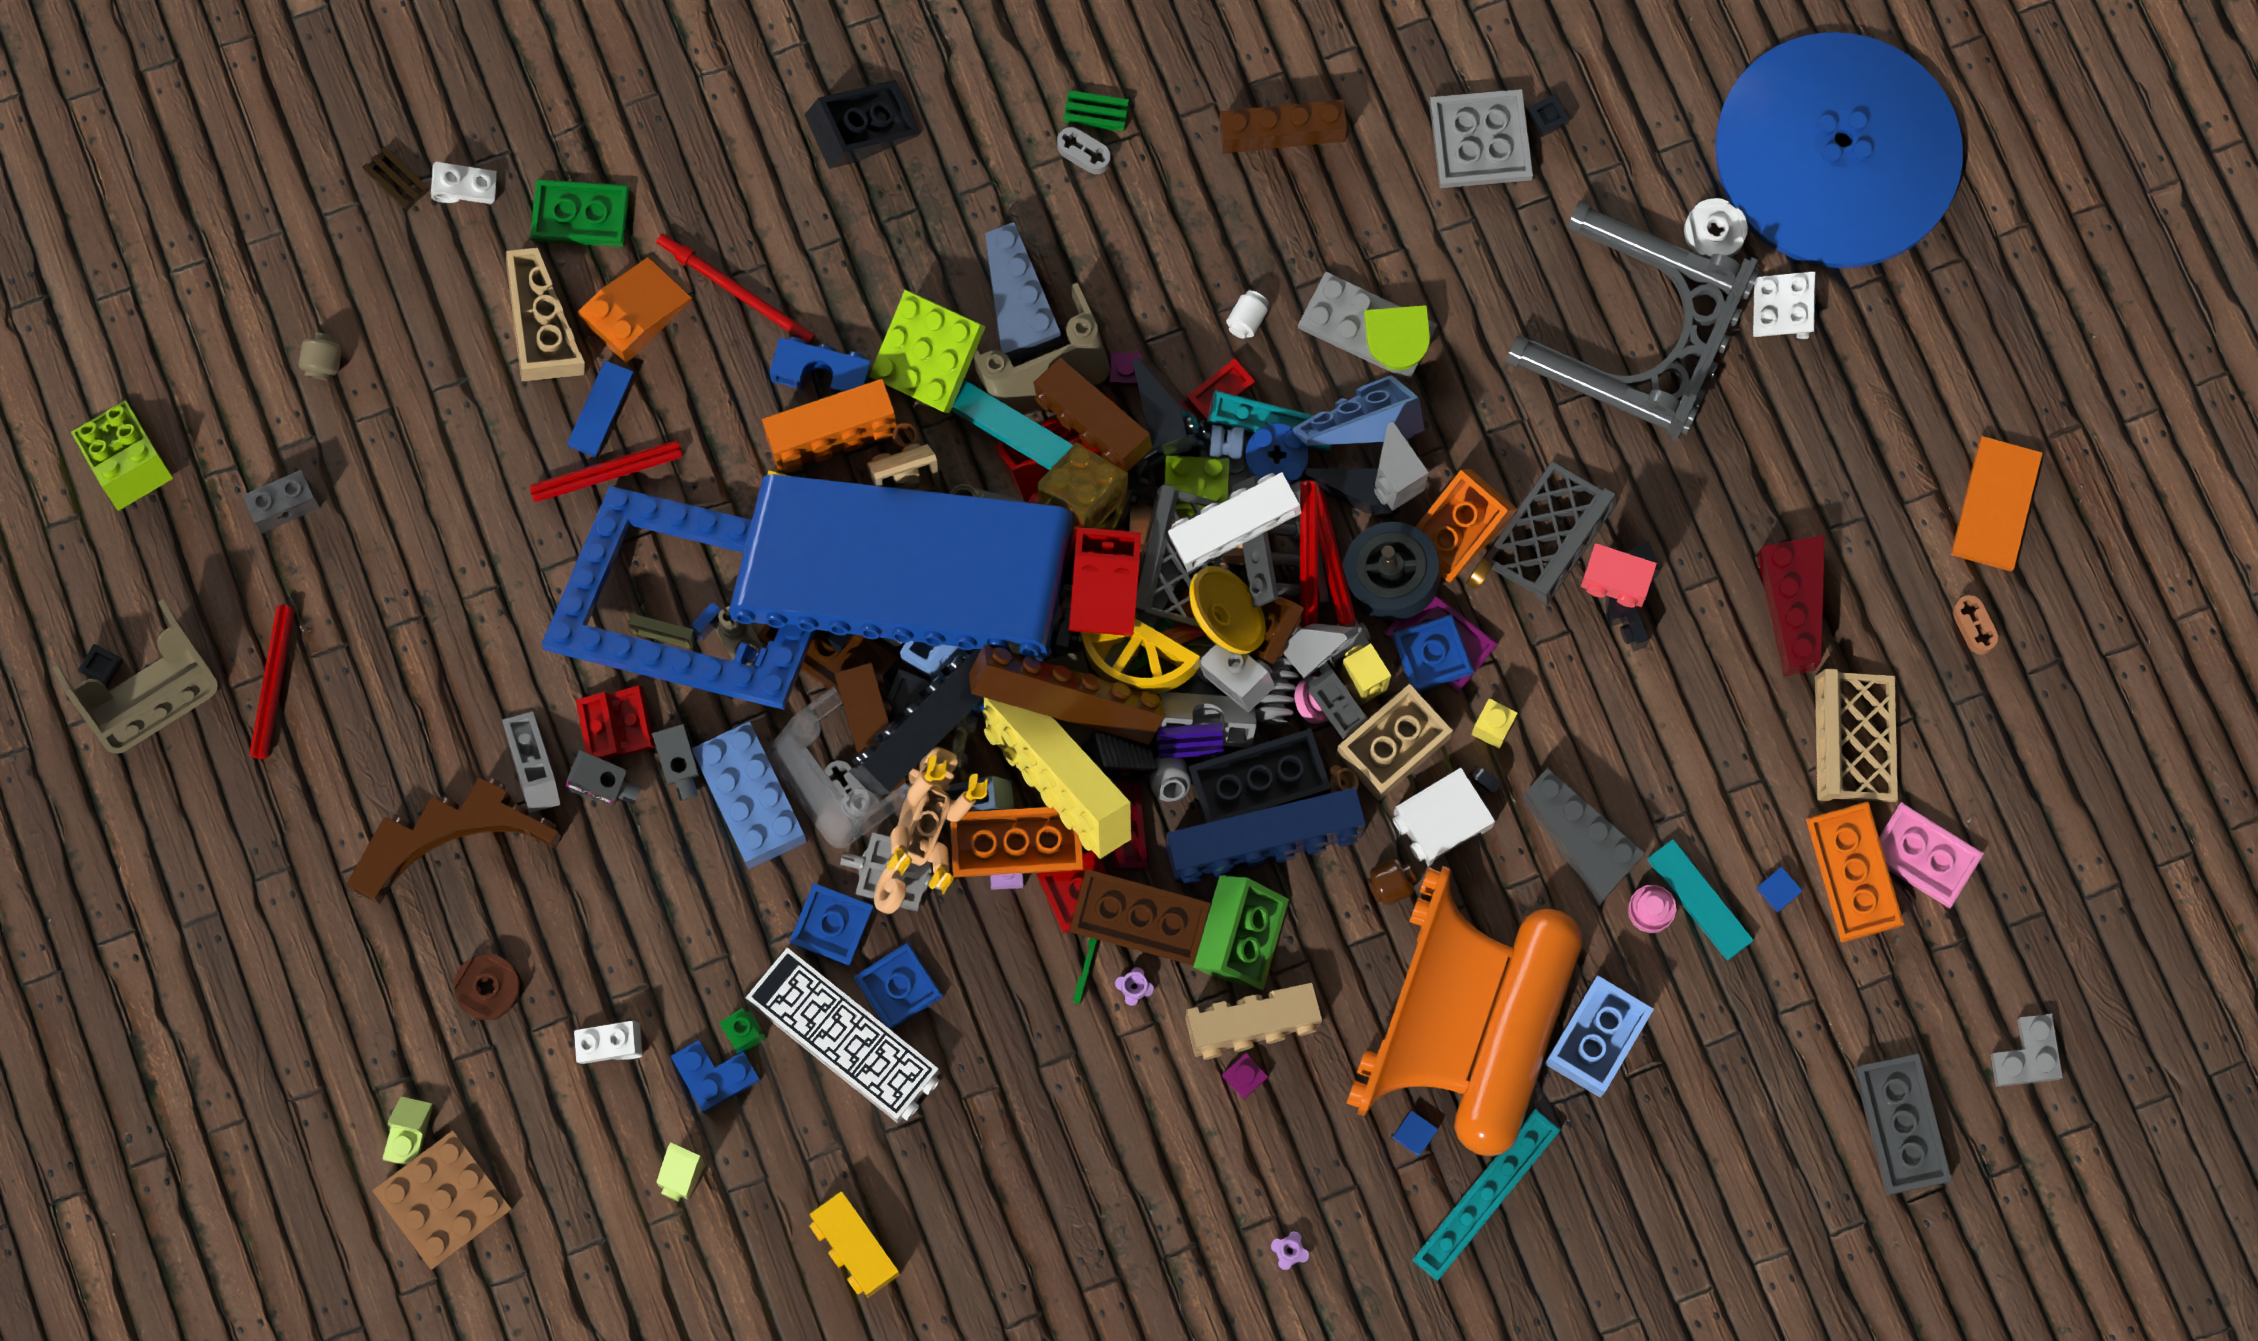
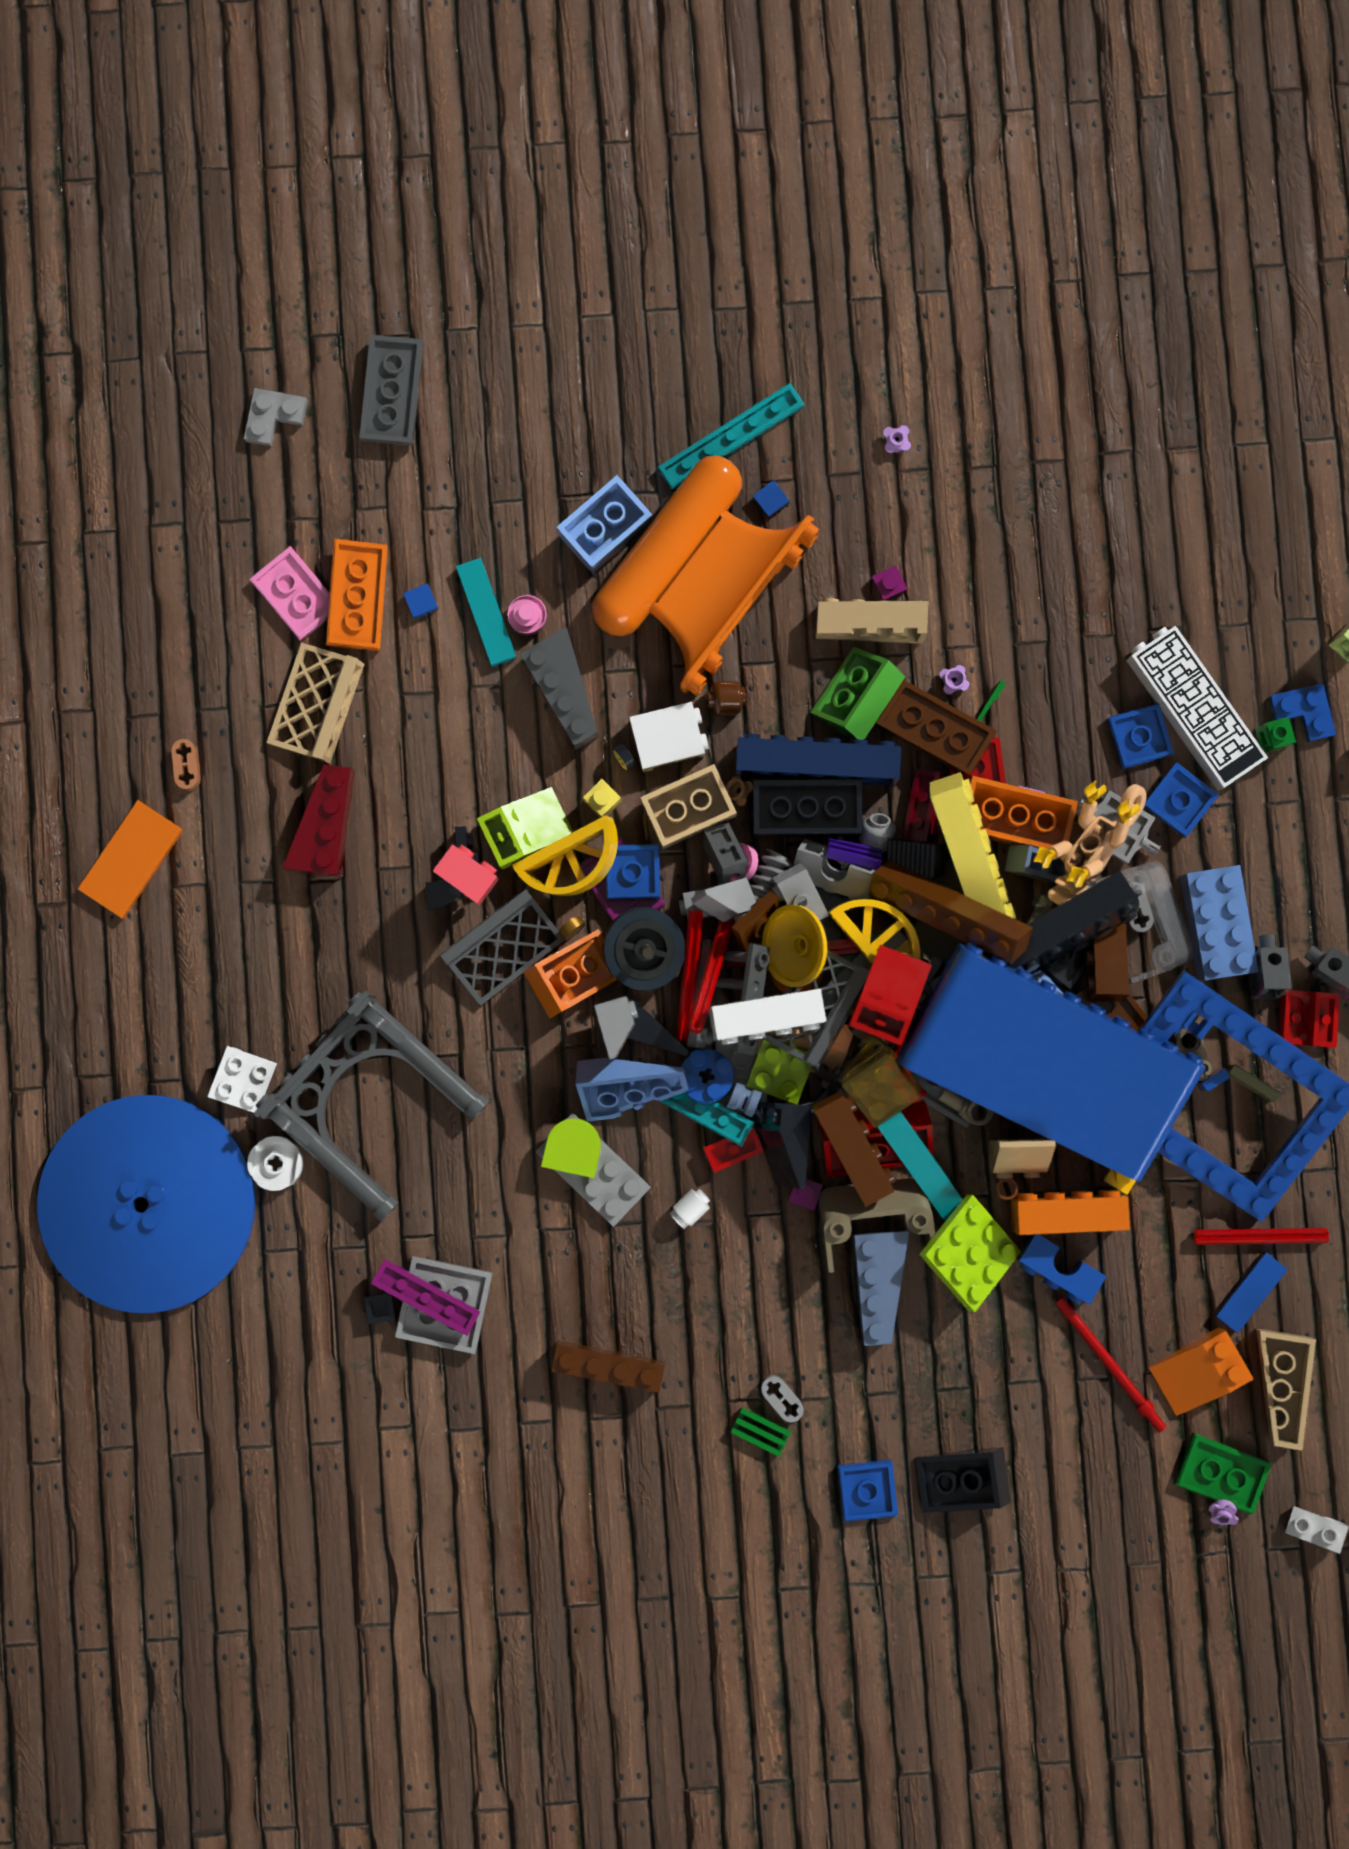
camera: 160 degrees left, 10 degrees up
(570, 171) = (1223, 1512): none -> lavender plate
(853, 1245) = (1233, 543): yellow brick -> none
(961, 85) = (867, 1490): none -> blue tile
(1364, 673) = (694, 868): light yellow brick -> none
(1503, 136) = (426, 1297): none -> magenta plate
(1521, 605) = (565, 846): none -> yellow window
(1570, 665) = (524, 827): none -> slope

